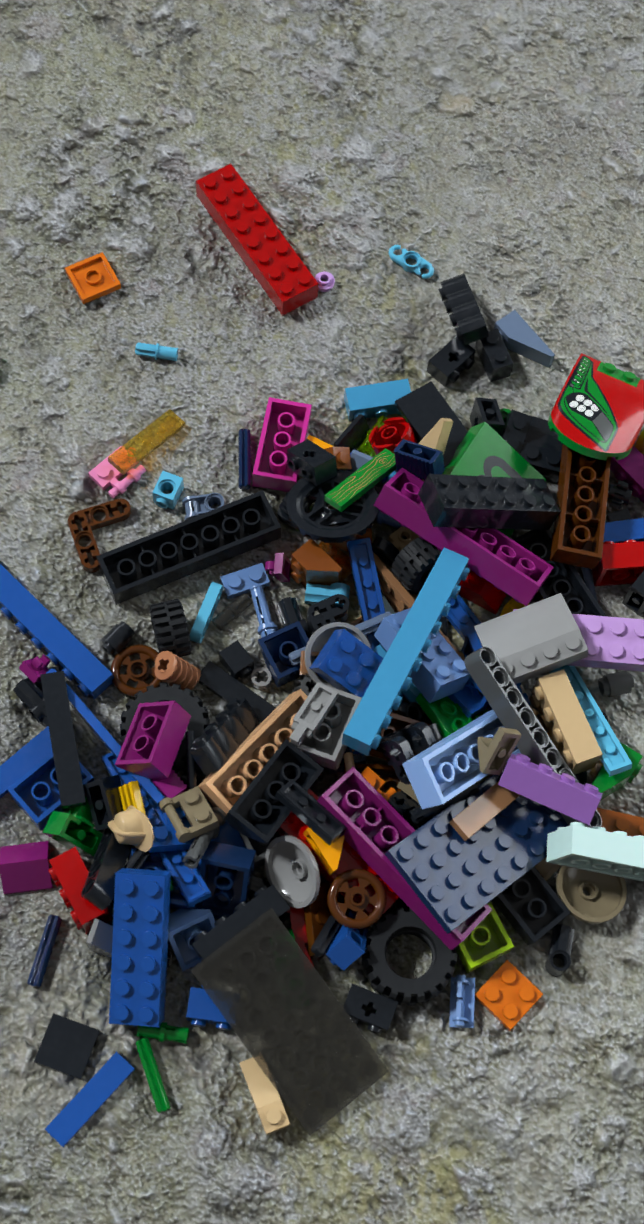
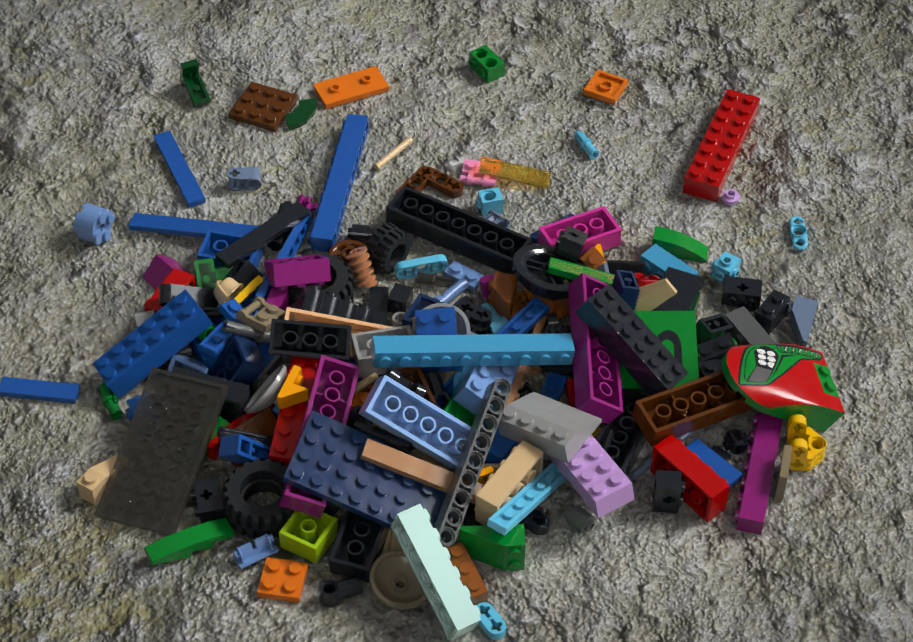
camera: 60 degrees right, 20 degrees down
(21, 533) = (393, 153): none -> tan bar
(44, 951) = (117, 315): dark blue axle -> none
(67, 1046) = (65, 360): black tile -> none
(152, 1075) = (77, 412): green axle -> none
(310, 812) = (307, 360): black tile -> none
(312, 713) = (380, 327): light grey hinge -> none
(338, 910) = (281, 443): reddish brown plate -> none
(354, 369) = (680, 245): none -> green slope
(408, 1060) = (183, 543): none -> green slope
(415, 351) = (726, 266): none -> medium azure brick
(464, 309) = (785, 272): black brick -> none
(496, 751) = (438, 433): dark tan slope -> none
(510, 392) = (746, 328): none -> dark grey brick
(550, 789) = (440, 484): medium lavender brick -> none

